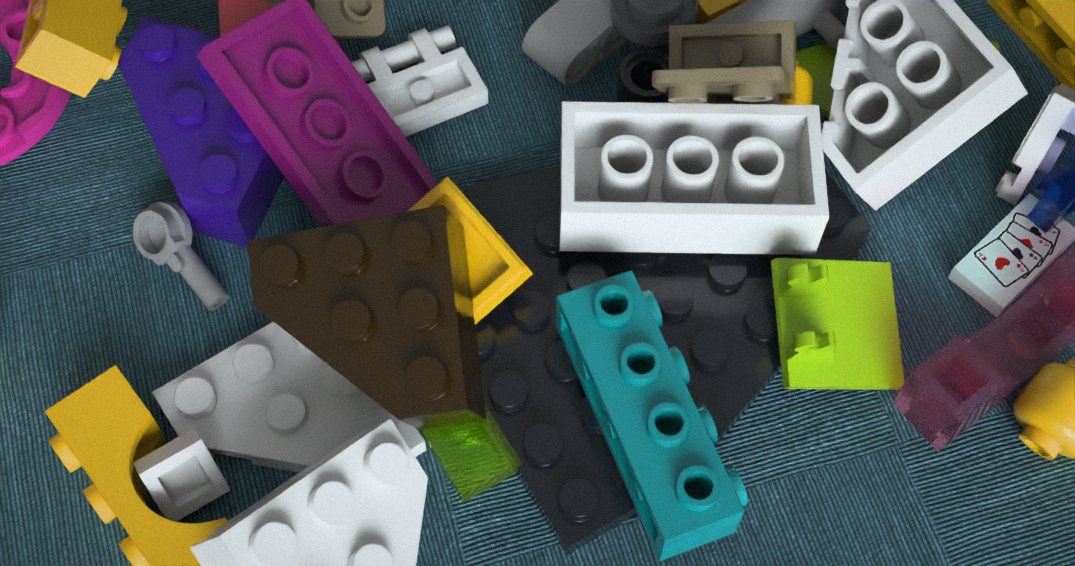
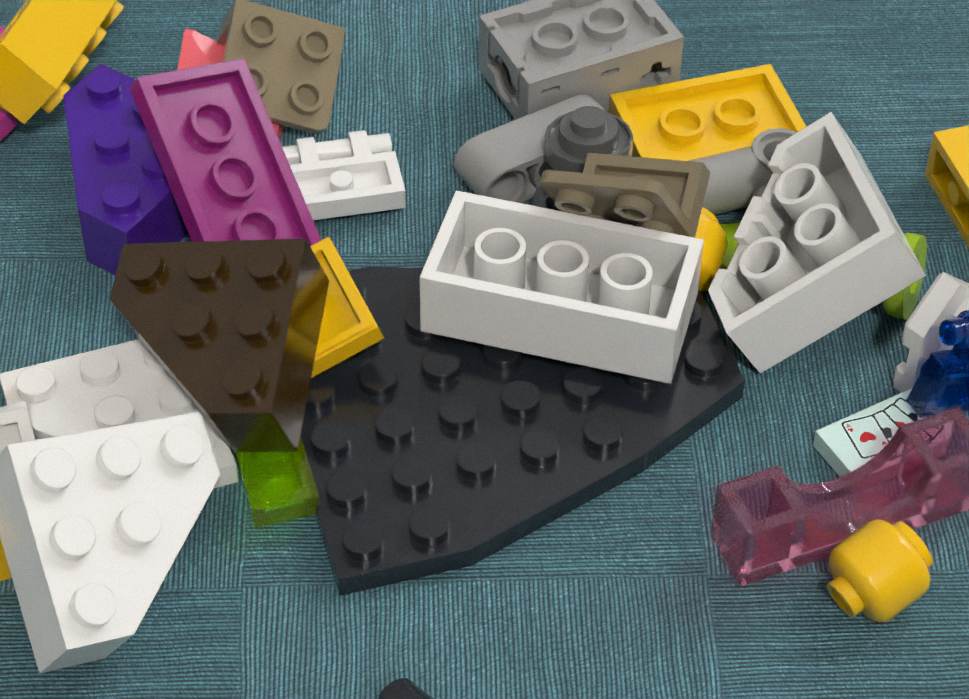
camera: 15 degrees right, 15 degrees down
(165, 237) = (57, 252): light grey plate -> none
(649, 416) = (450, 475): teal brick -> none
(837, 324) = (669, 445): lime plate -> none

